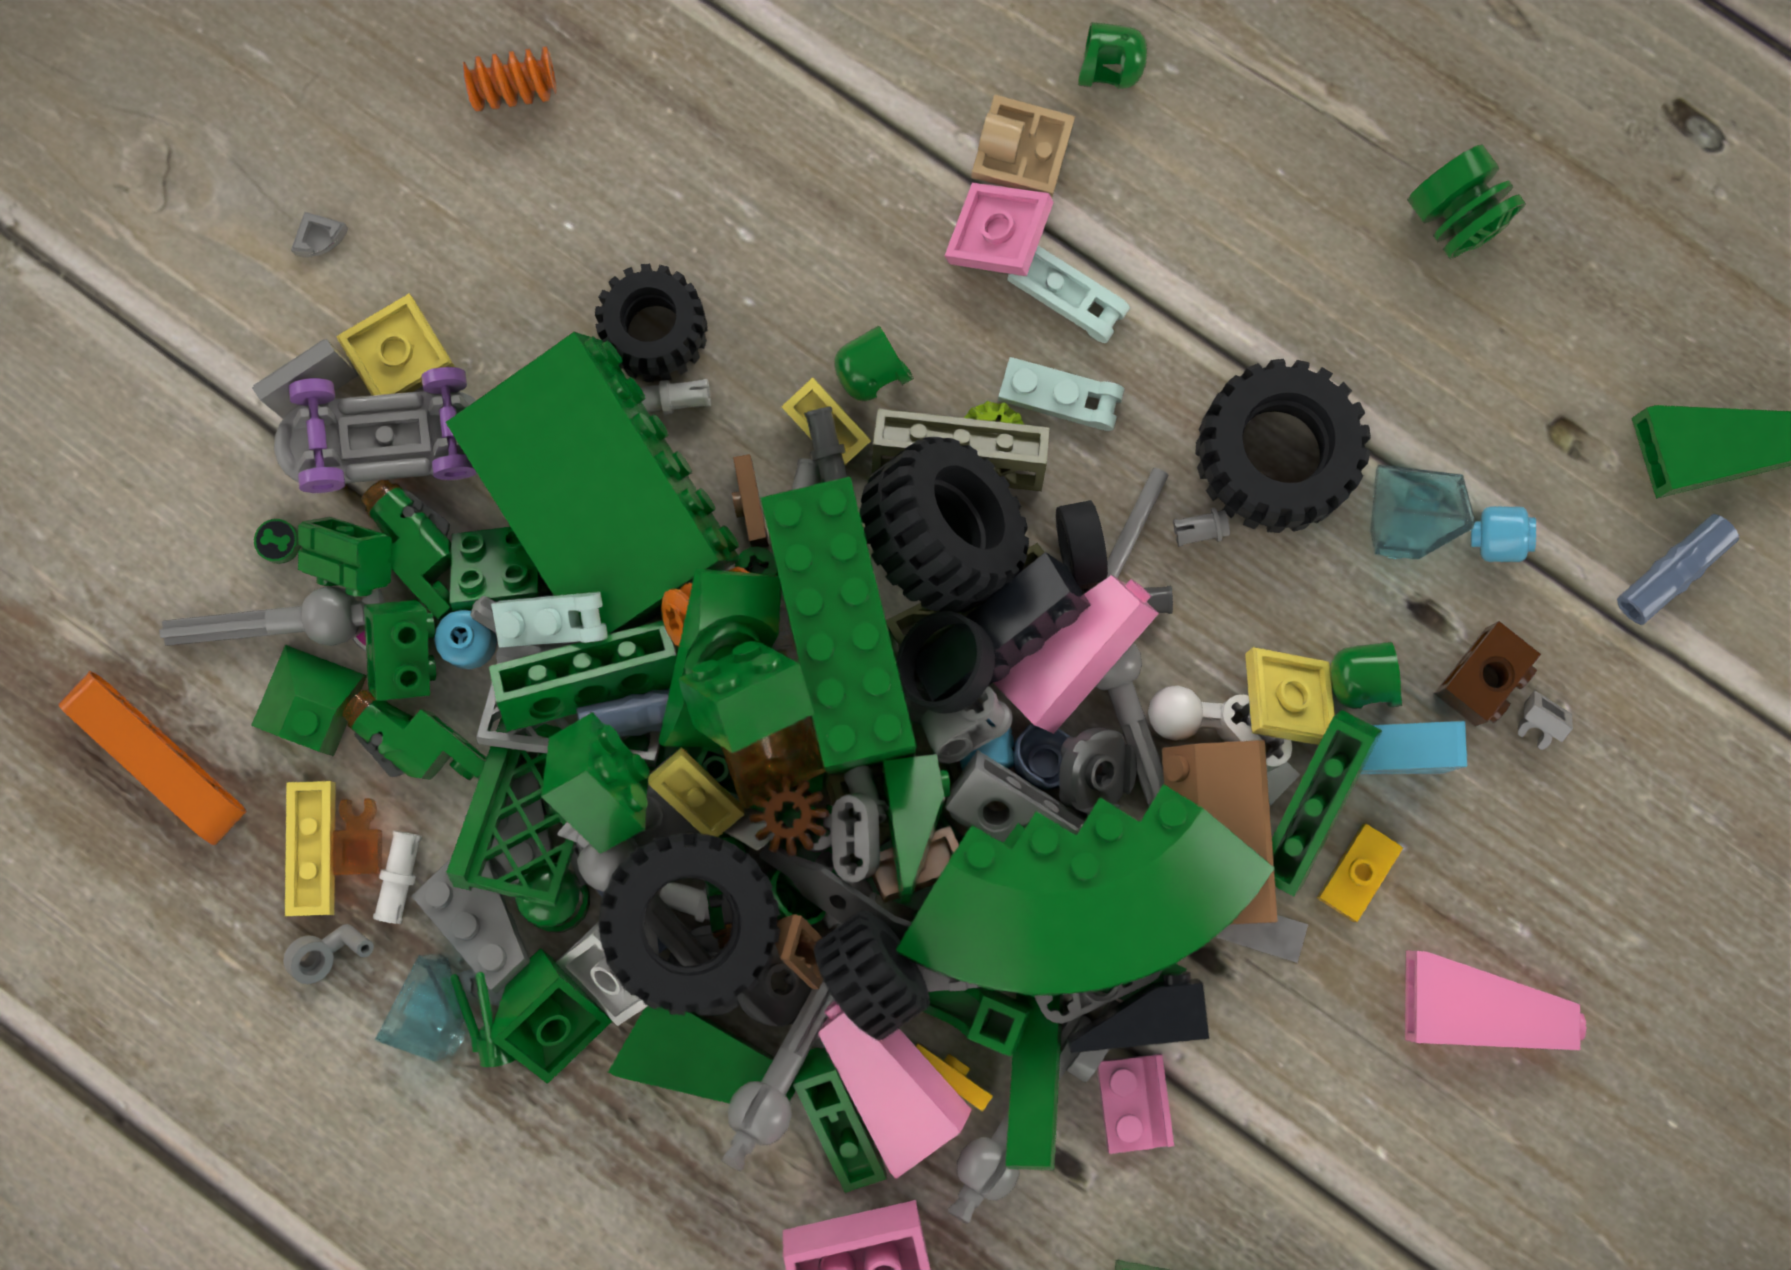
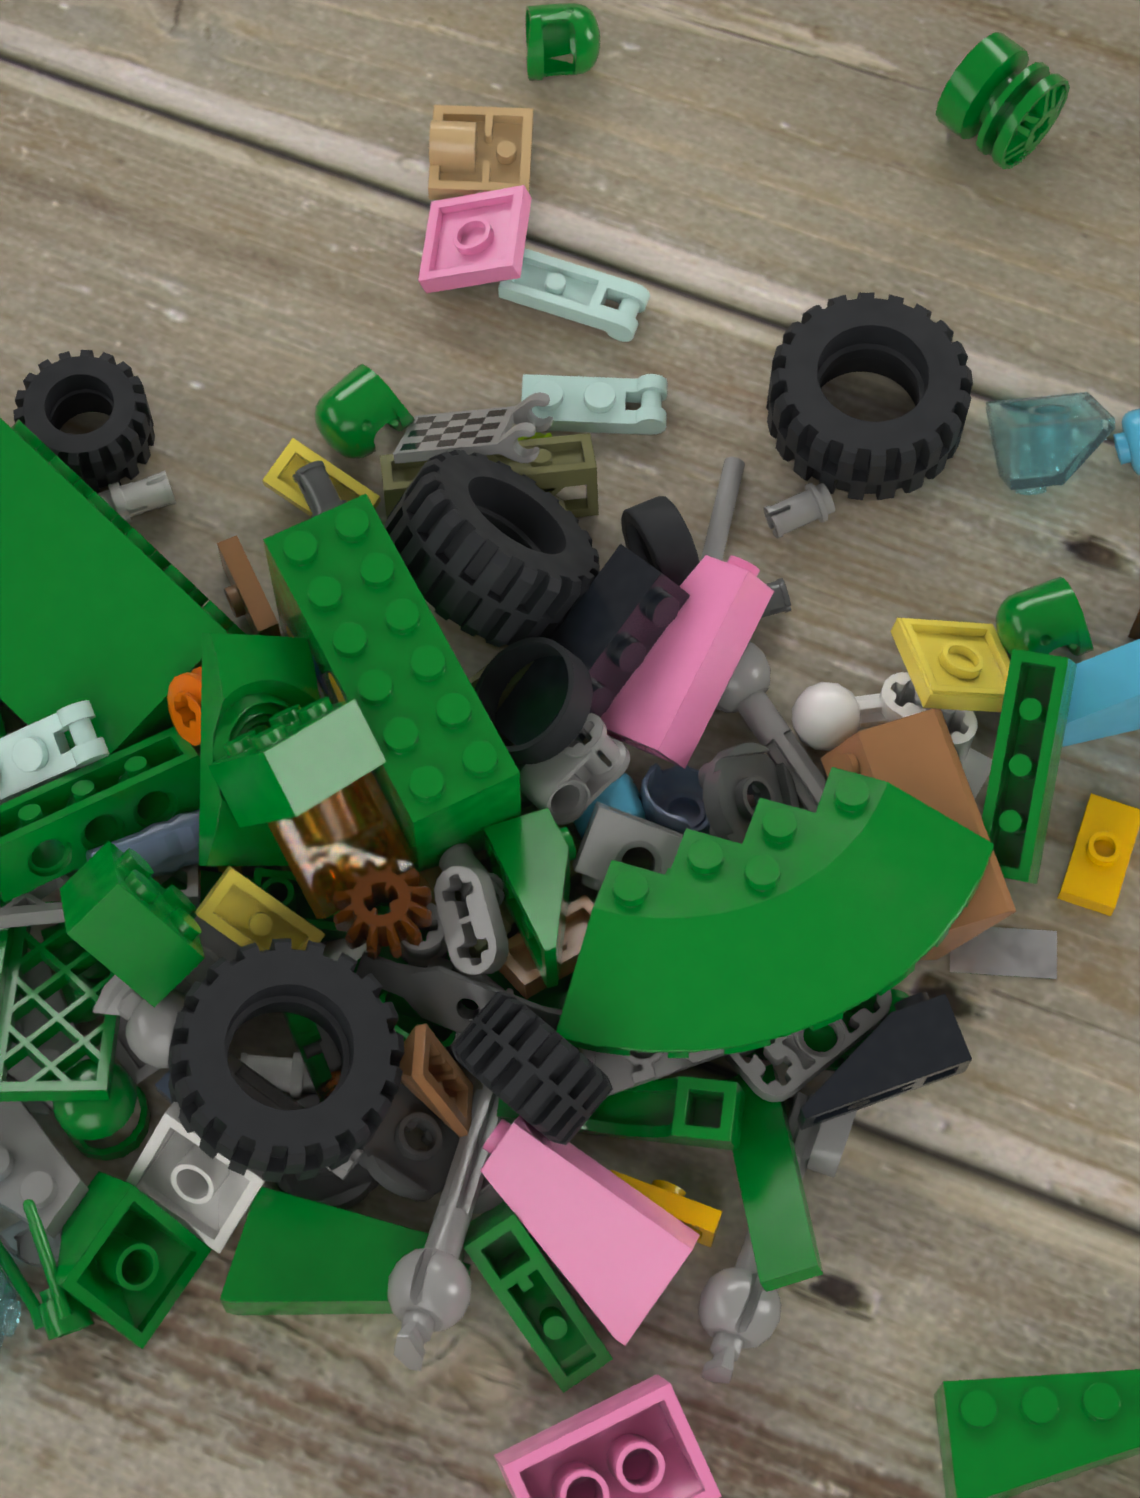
camera: 15 degrees left, 15 degrees down
(956, 407) = (475, 431): none -> light grey flag
(1135, 1103) = (904, 1192): bright pink plate -> none

